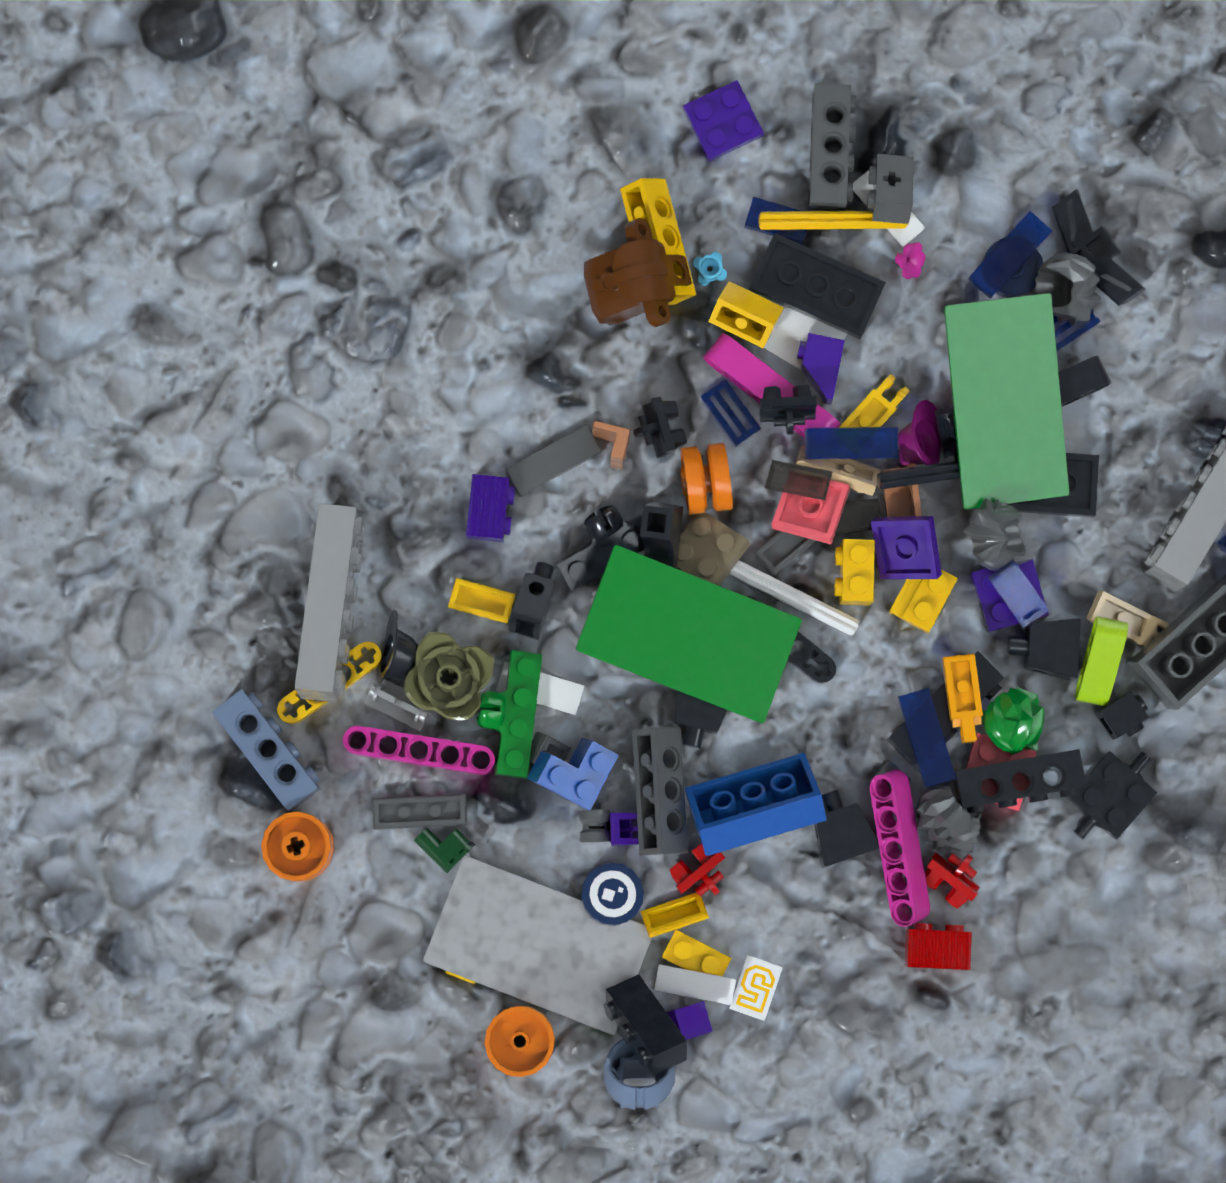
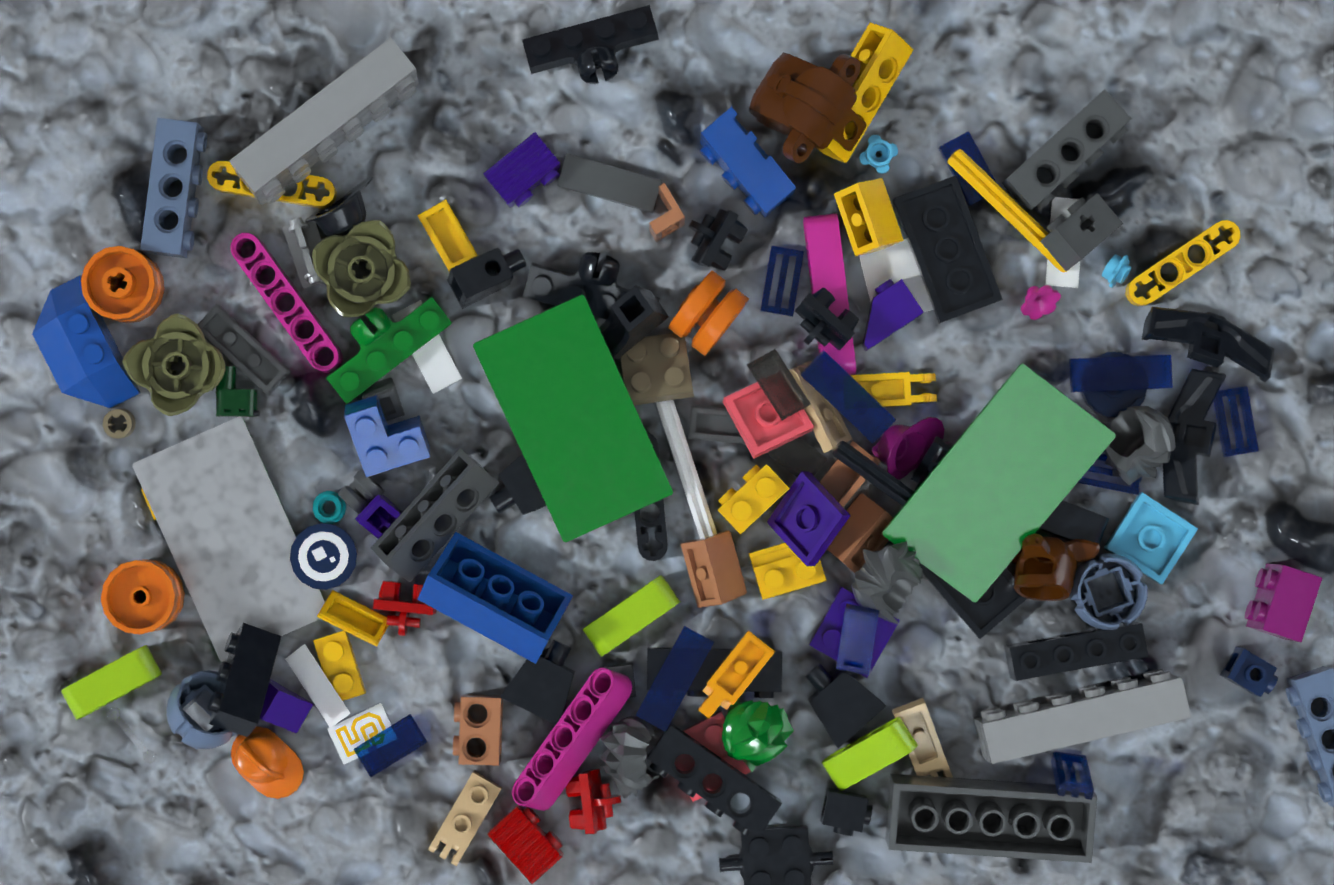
camera: 45 degrees right, 5 degrees up
(310, 918) = (81, 349): none -> blue wedge
(374, 842) = (151, 361): none -> olive brick
(378, 937) = (118, 413): none -> dark tan bush
(450, 381) = (591, 43): none -> black plate
(555, 1121) = (111, 682): none -> lime beam
(593, 858) = (321, 514): none -> teal plate
(632, 359) = (745, 164): none -> blue wedge
(713, 1071) = (267, 763): none -> orange piece
(723, 120) = (1005, 49): dark purple plate -> none
(783, 975) = (390, 745): none -> clear blue tile
(837, 898) = (488, 730): none -> nougat brick
(854, 728) = (631, 615): none -> lime beam
(877, 644) = (714, 569): none -> nougat panel
(880, 973) = (466, 816): none -> tan hinge
(939, 191) = (1117, 270): none -> medium azure plate
(949, 523) = (860, 532): none -> nougat panel
(976, 145) = (1181, 261): none -> yellow beam
(1044, 176) = (1210, 339): none -> black plate
(1092, 423) = (1049, 566): none -> reddish brown piece
(1120, 204) = (1247, 418): none -> clear blue tile
(1137, 341) = (1151, 537): none -> medium azure plate
(1155, 384) = (1129, 582): none -> sand blue piece
(1164, 461) = (1075, 651): none -> black brick

